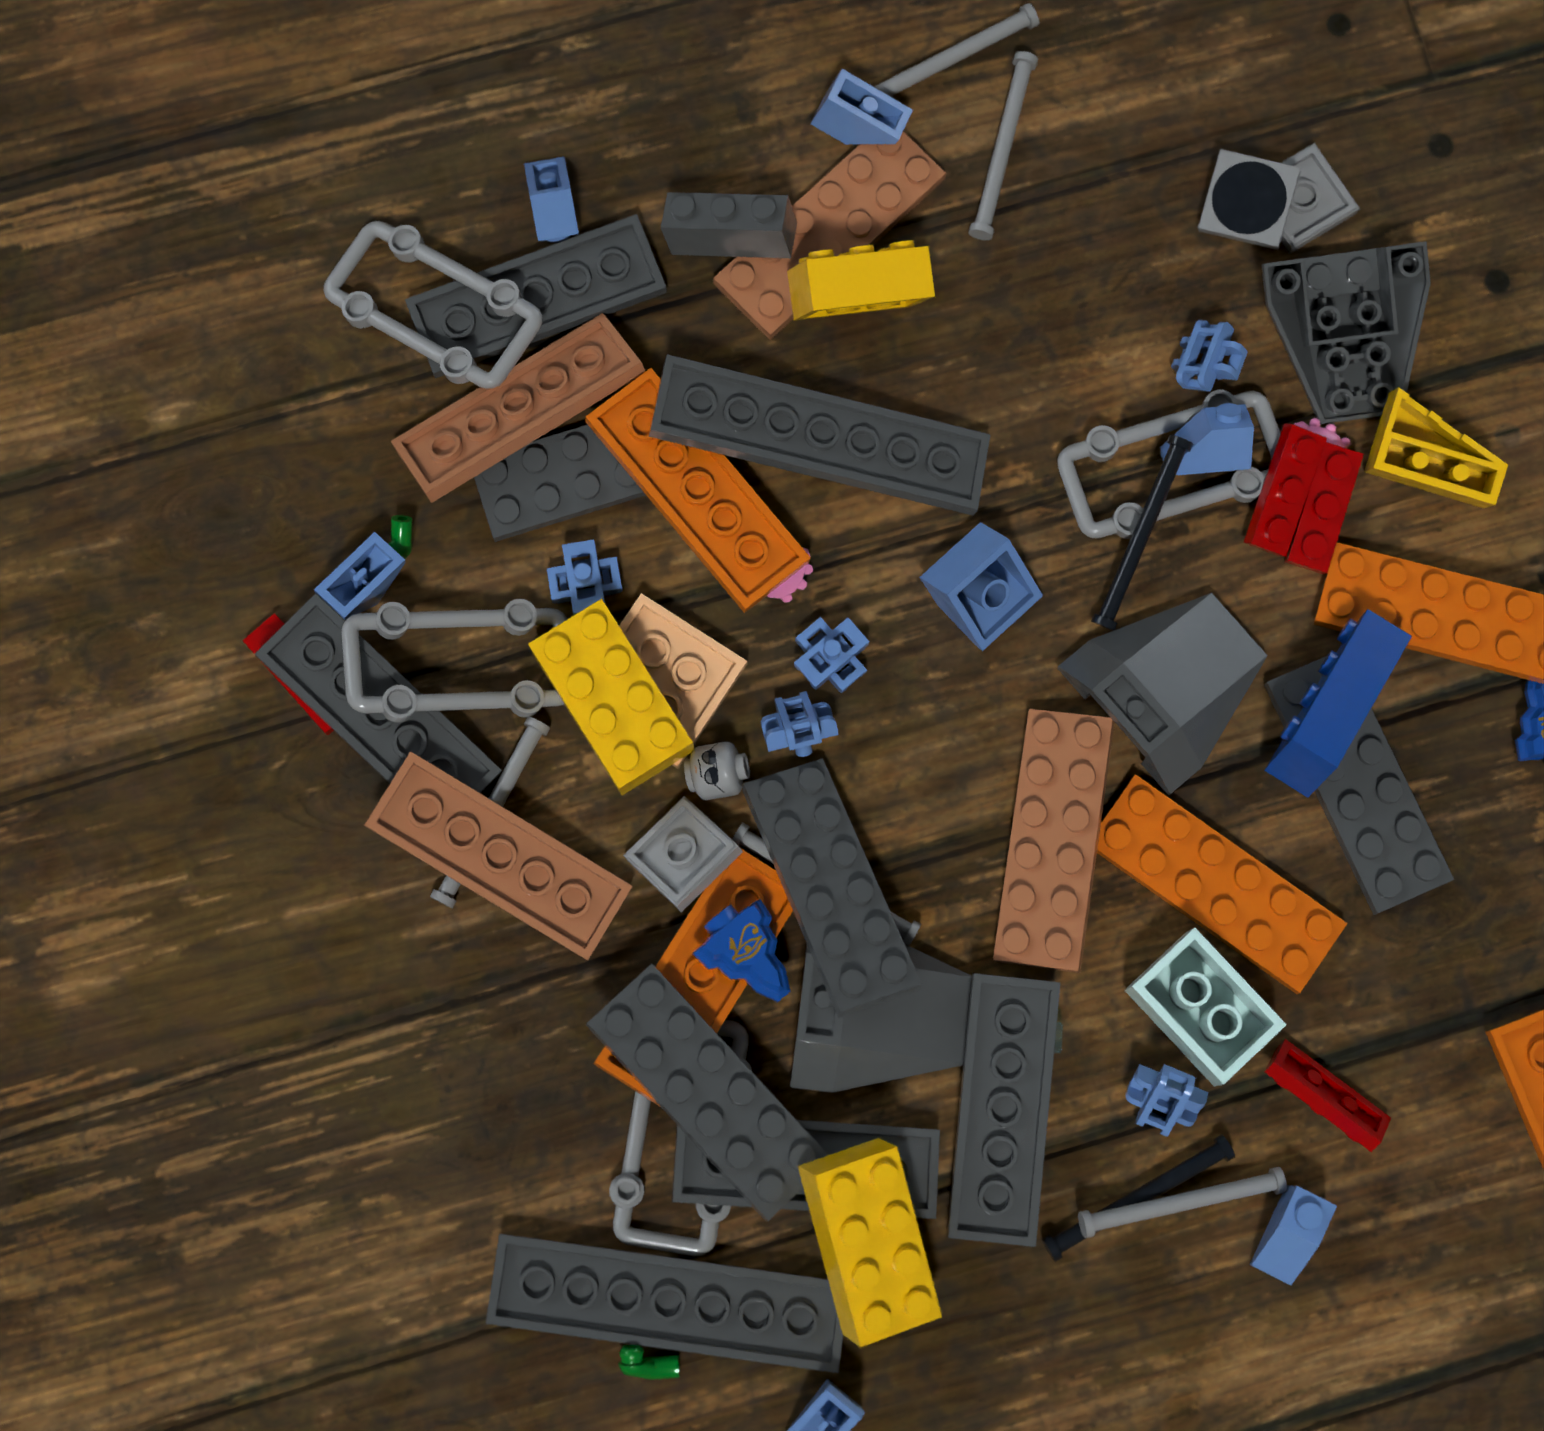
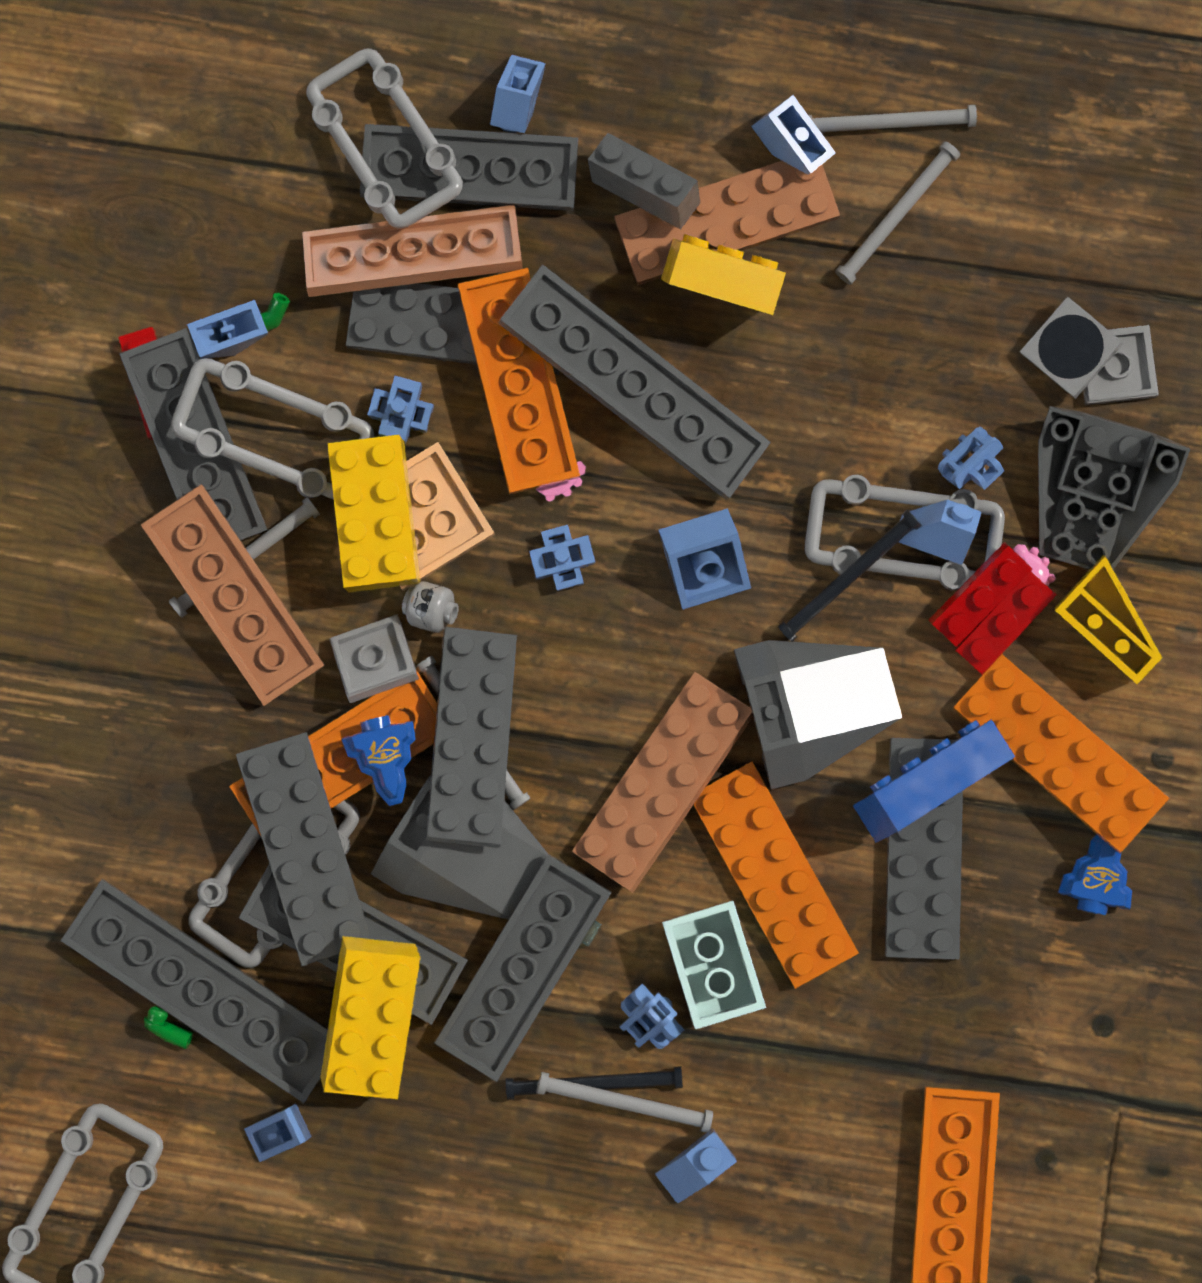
camera: 35 degrees right, 5 degrees up
(799, 729) = (509, 605): medium blue piece -> none
(1328, 1095) = (776, 1076): red plate -> none

